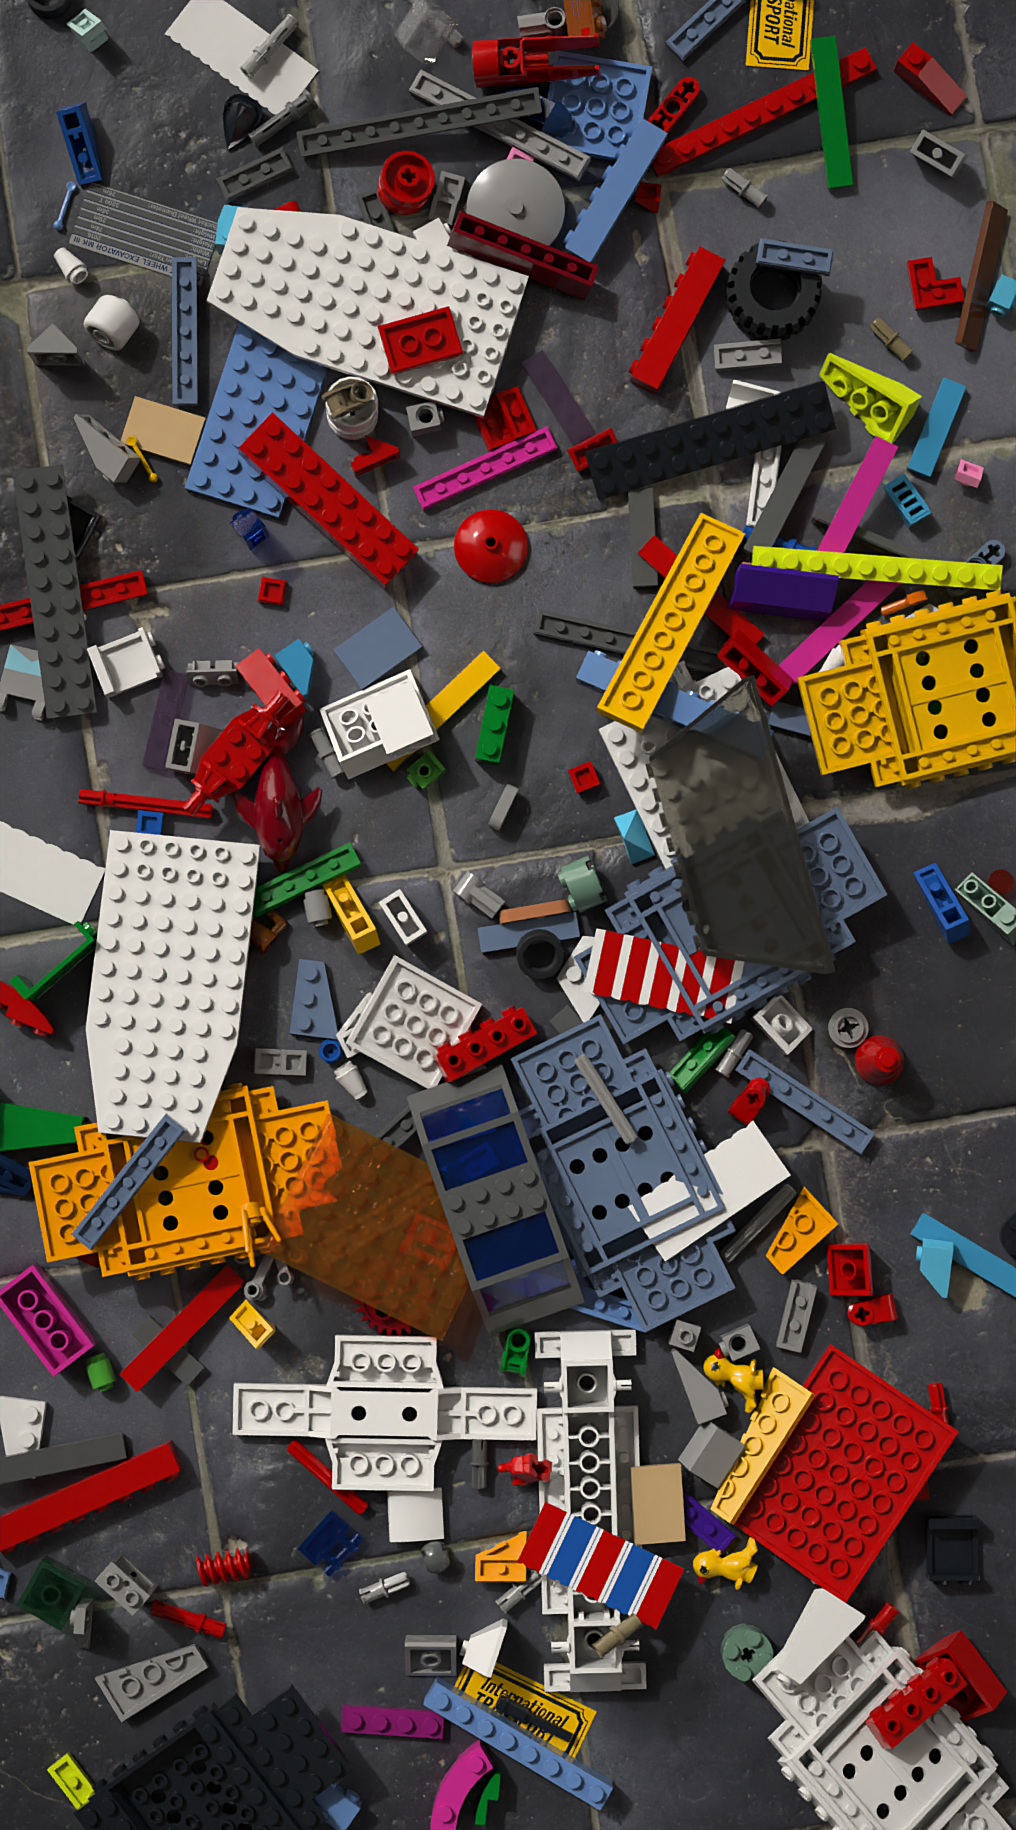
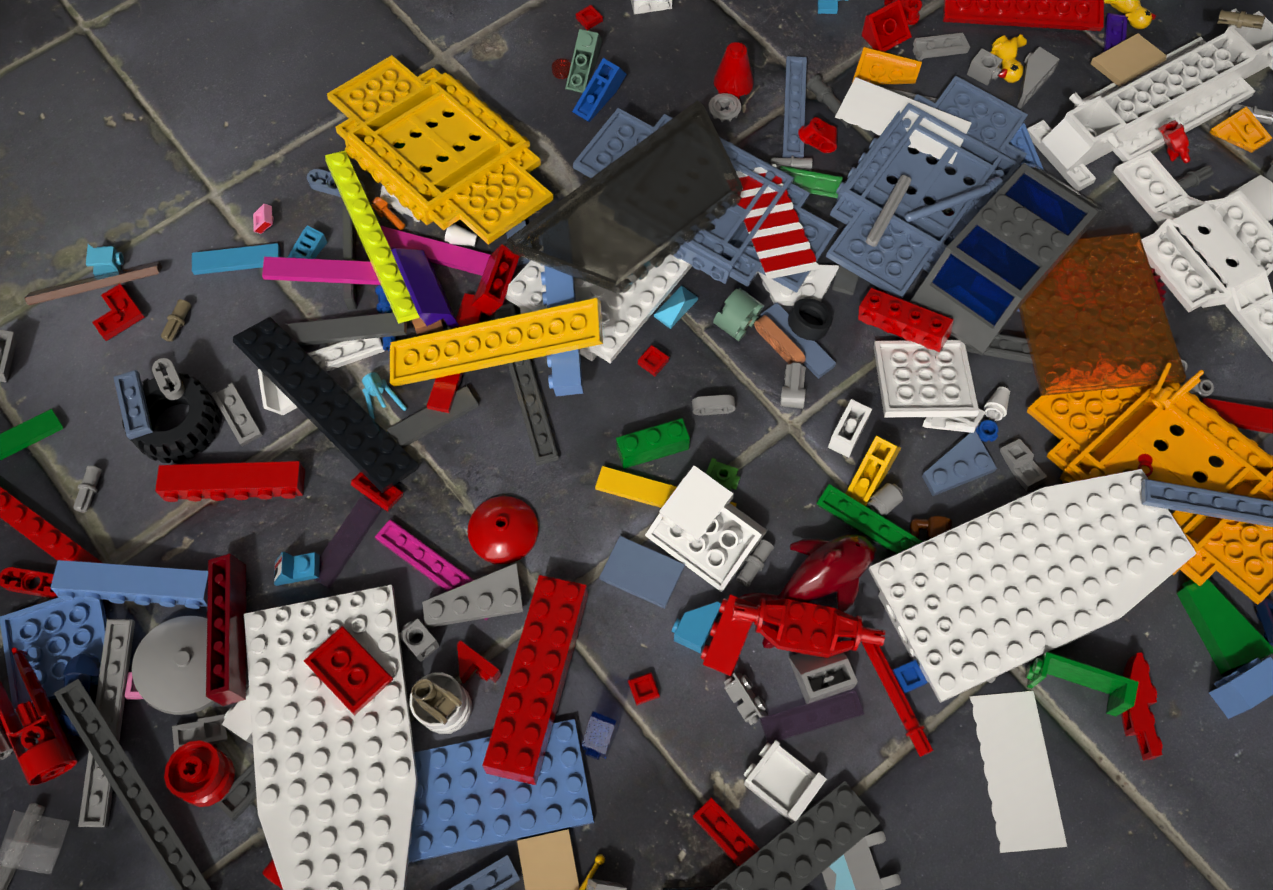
camera: 120 degrees left, 20 degrees down
(252, 1324) = (1231, 369): yellow slope -> none
(430, 491) = (480, 599): none -> light grey wing
(505, 419) = (385, 569): red slope -> none
(515, 1356) = (1103, 192): green piece -> none
(553, 342) = (296, 568): none -> dark azure slope
(571, 1221) = (990, 188): none -> sand blue piece
(600, 1565) = (1202, 59): sticker -> none
(649, 196) = (127, 556): red slope -> none
(684, 1334) = (1009, 93): light grey brick -> none
(706, 495) = (375, 386): none -> medium azure plant
(712, 1453) = (1072, 47): light grey slope -> none
(771, 1426) = (1040, 20): yellow wing -> none
(781, 1024) = (755, 138): white slope -> none
(801, 1145) = (825, 95): none -> dark grey pin
(803, 293) = (163, 381): none -> light grey beam
(877, 400) = (232, 306): neon yellow wedge -> none

